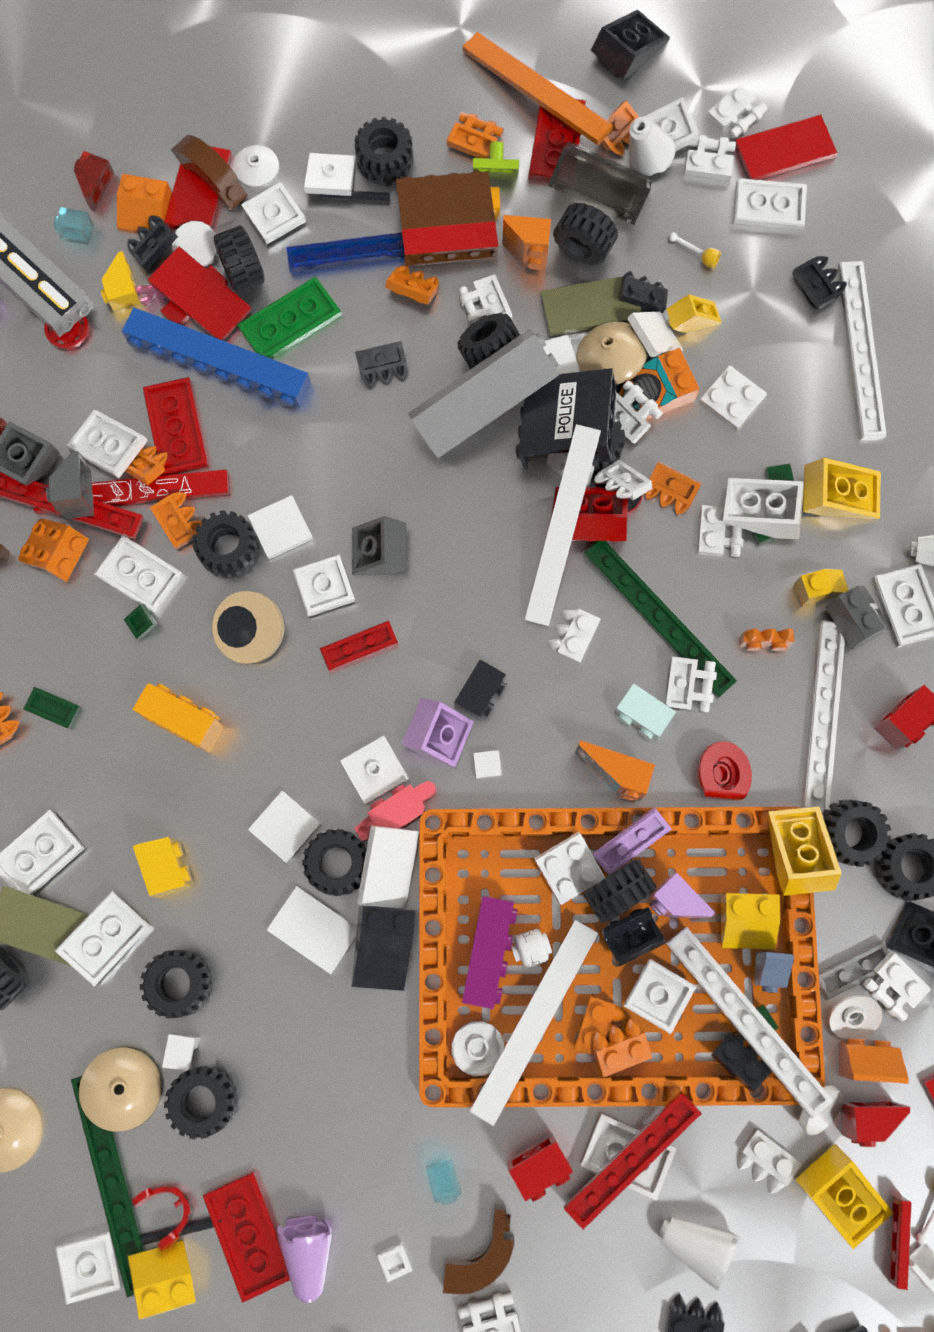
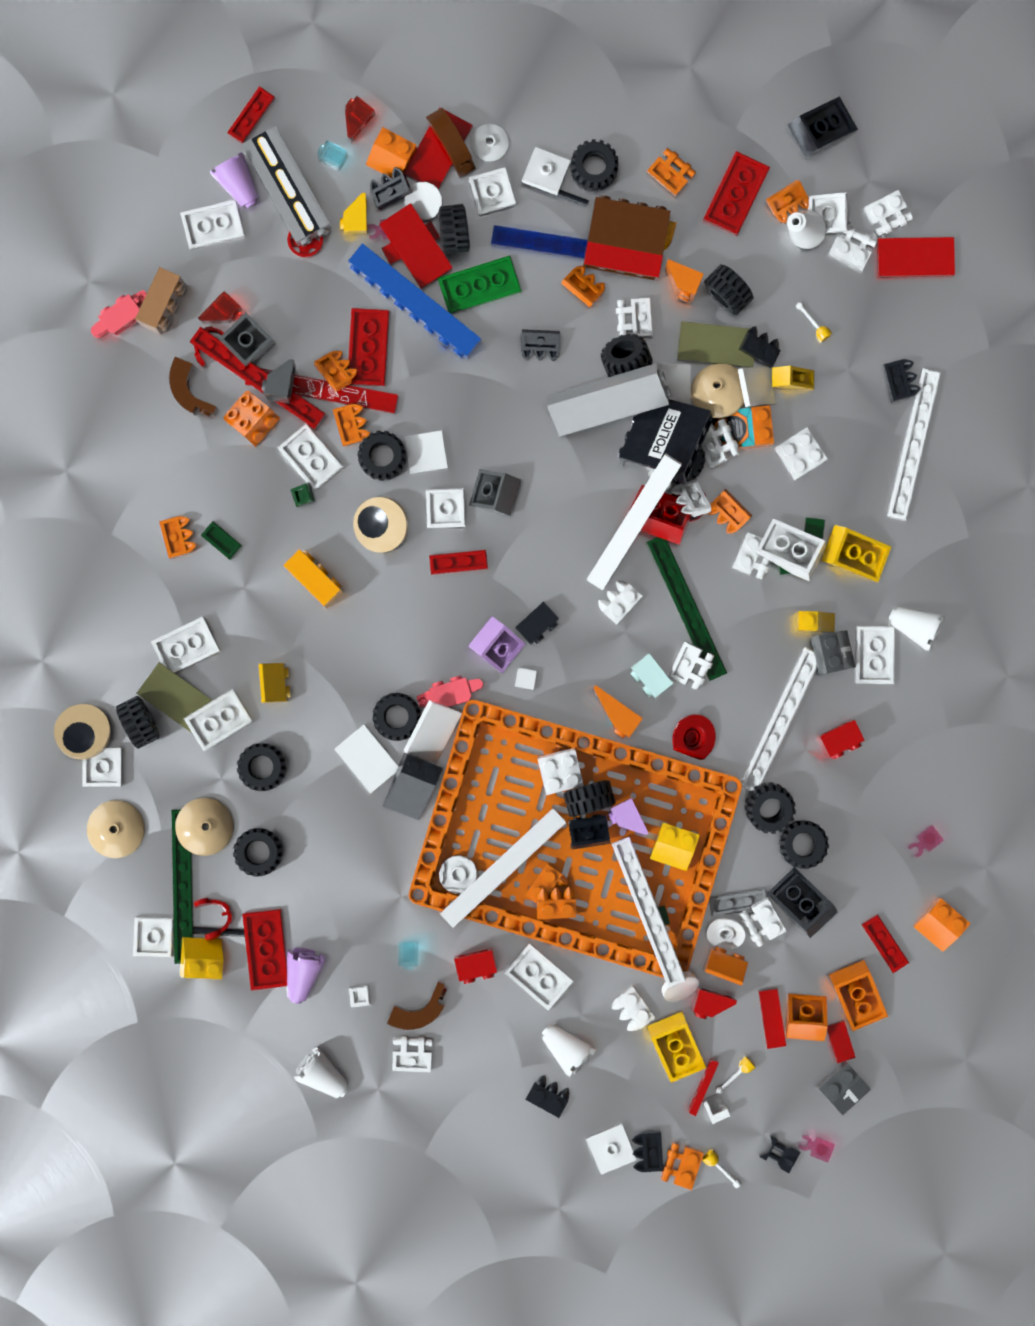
camera: 15 degrees right, 10 degrees up
(107, 443) = (313, 347): white tile -> none
(180, 1051) = (252, 814): white panel -> none
(284, 827) = (366, 679): white tile -> none
(374, 770) = (443, 658): white plate -> none
(488, 952) = (483, 815): magenta brick -> none
(496, 163) = (680, 201): lime tile -> none
(531, 948) = (516, 818): white head -> none
(538, 88) = (733, 146): orange tile -> none
(601, 180) = (760, 243): clear smoke windscreen -> none
(631, 841) = (610, 766): lavender tile -> none
(632, 1160) = (540, 978): red plate -> none
(659, 996) = (594, 878): white plate -> none
(741, 1061) = (635, 938): black plate -> none
(755, 640) = (766, 652): orange plate -> none
(770, 204) = (886, 301): white tile -> none
(772, 970) = (677, 885): sand blue slope -> none
(803, 851) = (727, 809): yellow slope -> none

